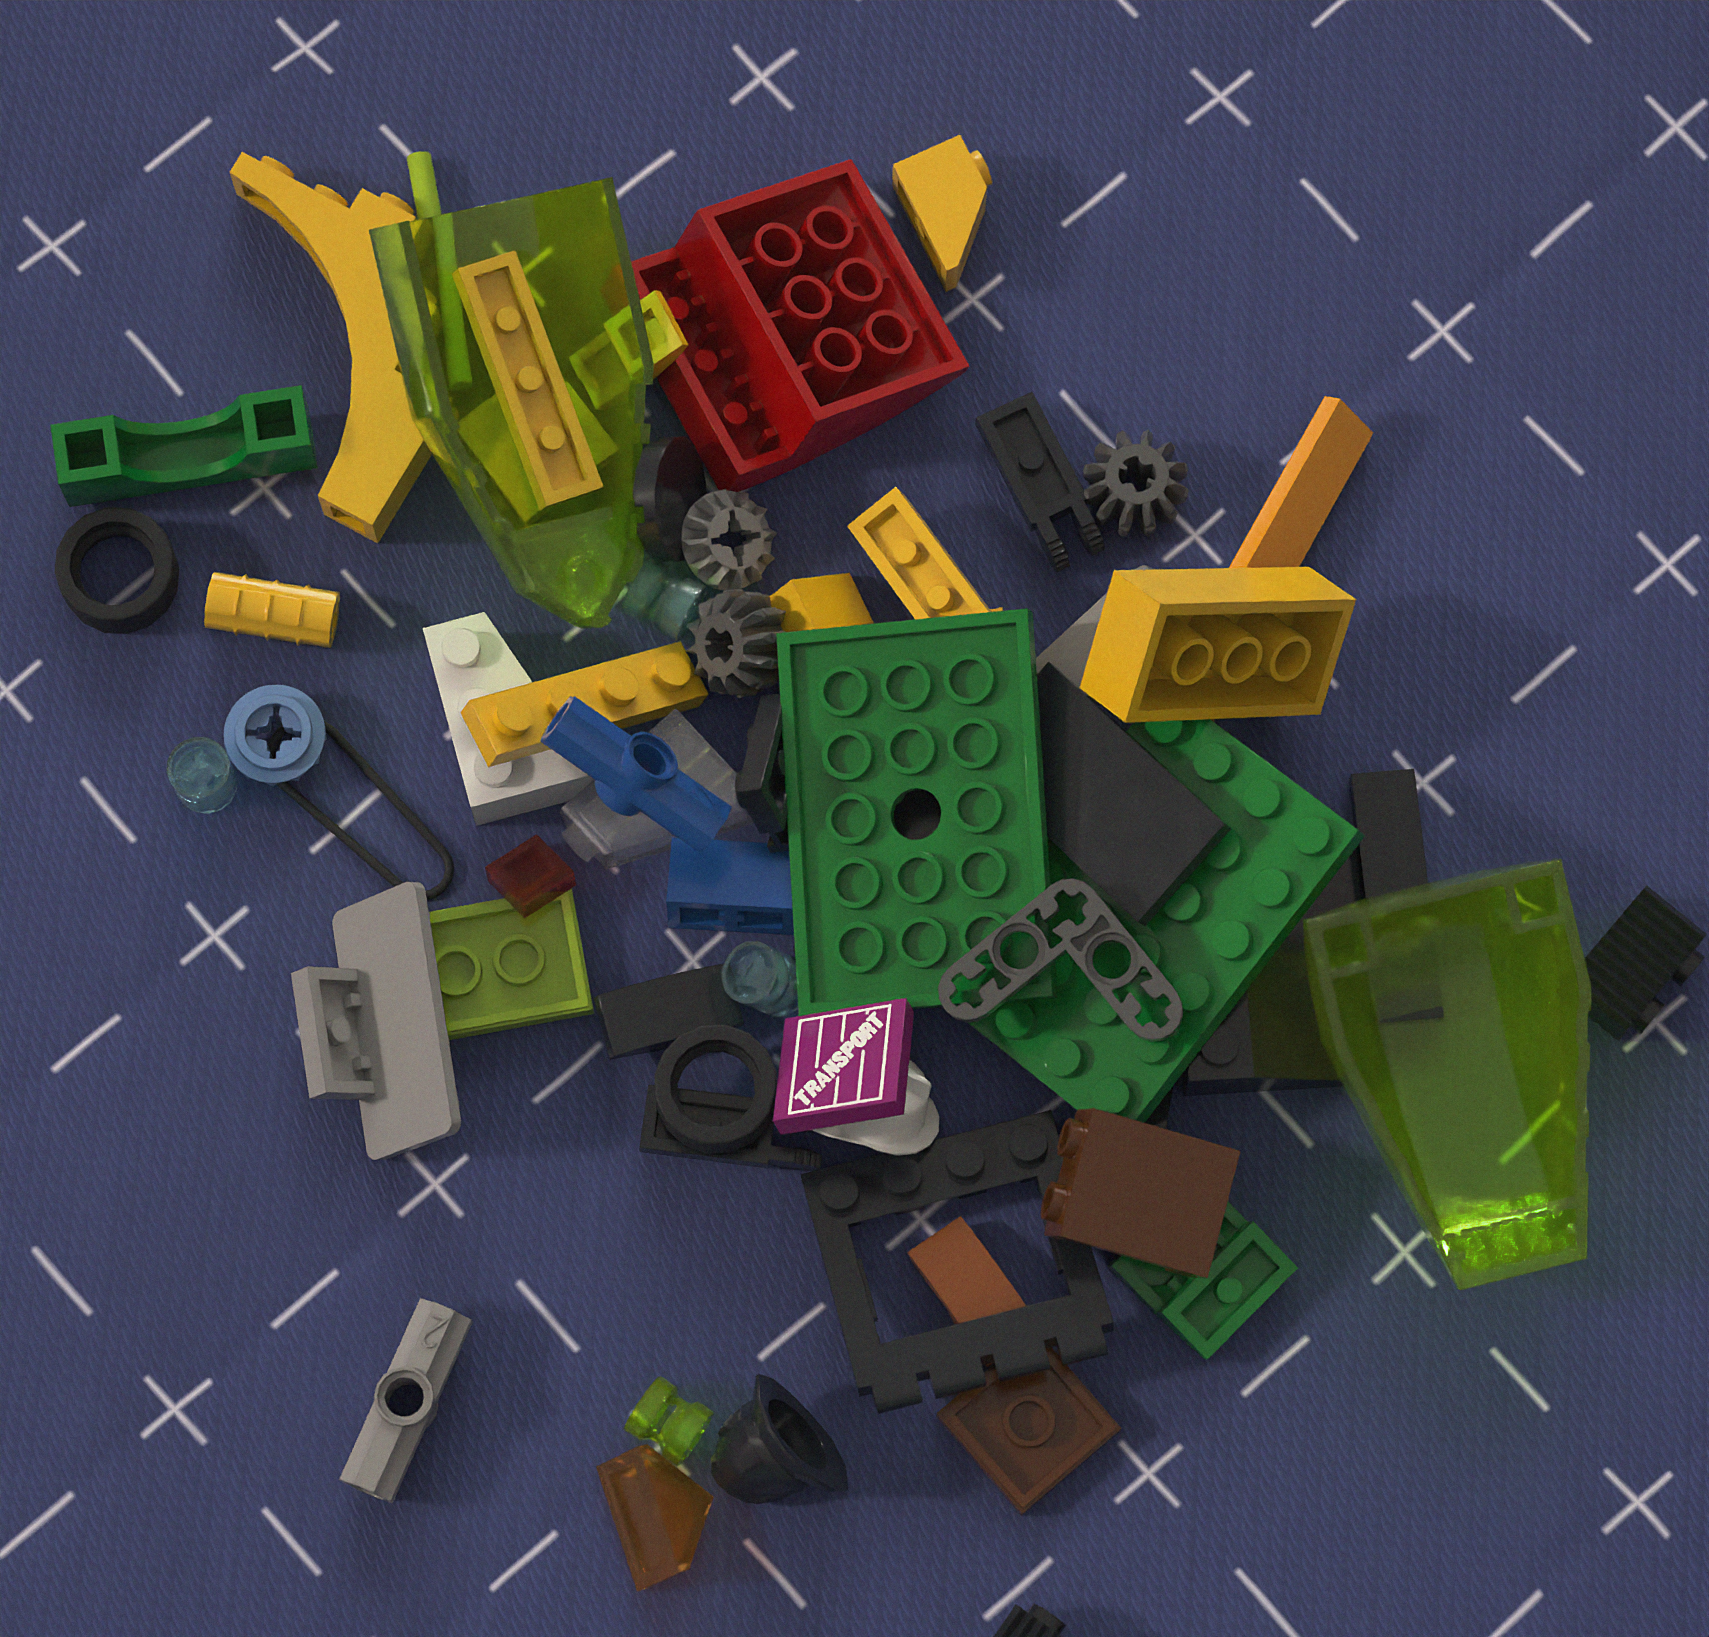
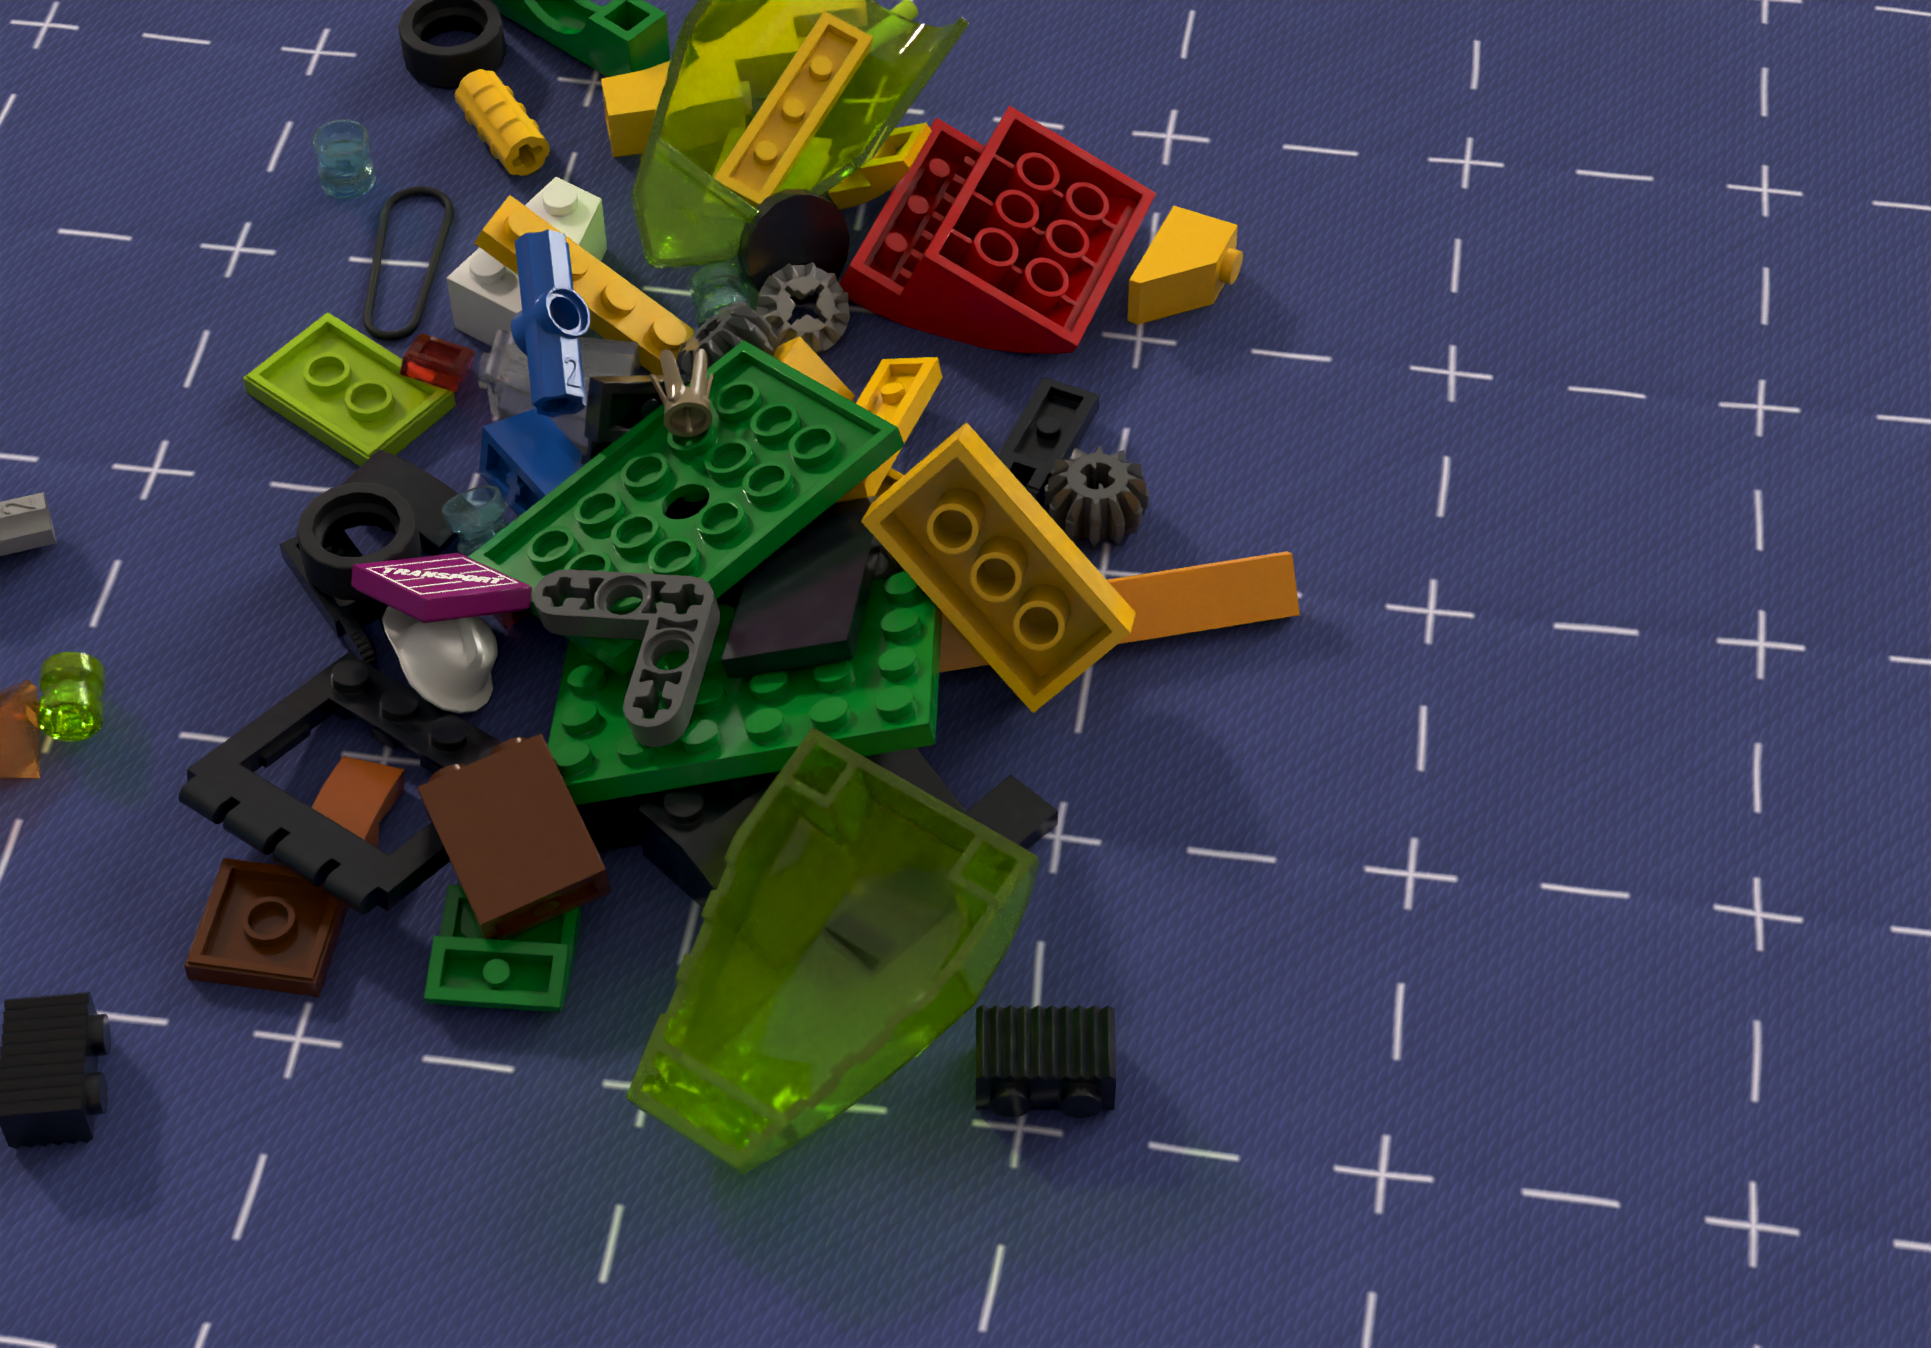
camera: 50 degrees right, 25 degrees down
(255, 715) = (415, 161): medium blue gear -> none
(381, 1024) = (227, 337): light grey bracket -> none
(775, 1449) = (108, 766): black piece -> none
(832, 746) = (685, 408): none -> dark tan piece

